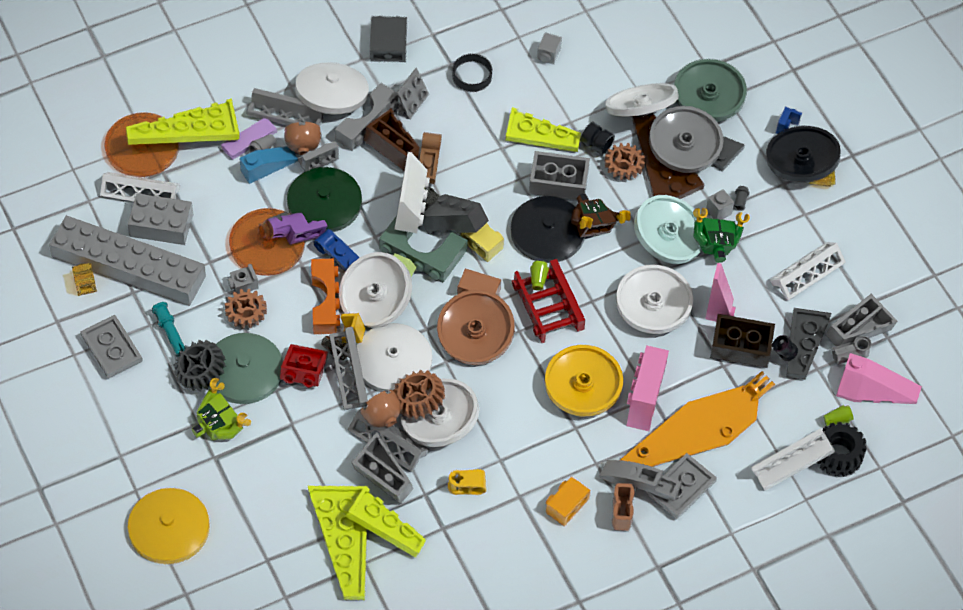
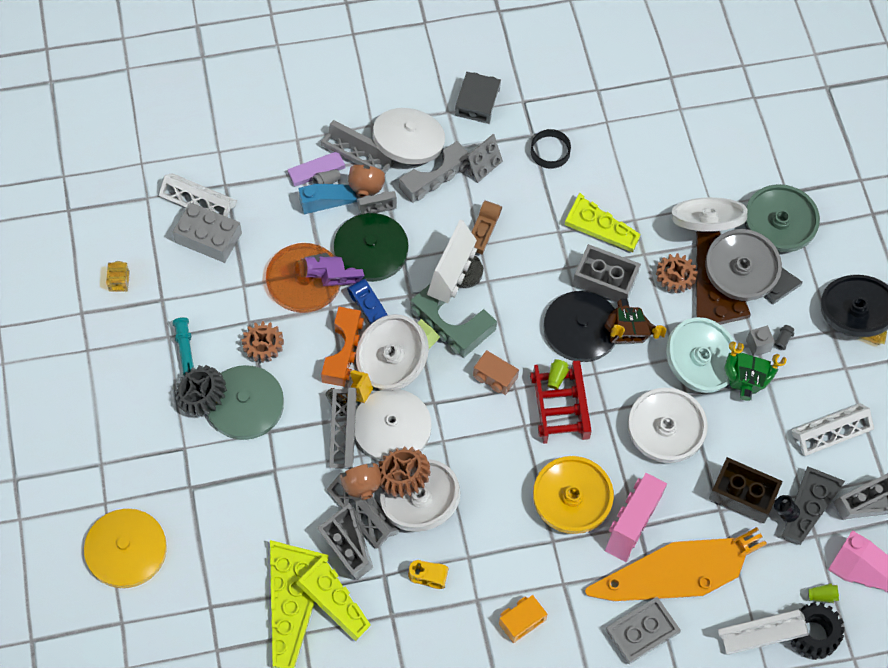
camera: 15 degrees right, 5 degrees up
(111, 346) = (124, 350): light grey plate -> none
(128, 260) = (164, 267): light grey brick -> none
(139, 159) = (212, 153): clear orange dish -> none
(192, 125) = (262, 145): neon yellow wing -> none
(217, 416) = (203, 446): lime torso -> none
(243, 279) = (268, 312): light grey brick -> none
(303, 365) = (301, 413): red plate -> none
(391, 139) = (451, 200): reddish brown wedge -> none
(454, 214) = (490, 292): dark grey wedge -> none
(476, 327) = (480, 413): nougat dish -> none
(485, 242) = (513, 322): light yellow brick -> none
(549, 48) = (632, 140): light grey brick -> none
(597, 138) = (655, 243): black wheel -> none
(623, 506) = (576, 639): nougat brick -> none
(641, 477) = (602, 612): light grey slope -> none
(720, 297) = (734, 440): bright pink wedge -> none
(788, 116) = (854, 262): blue bracket -> none
(842, 352) = (845, 525): light grey piece -> none

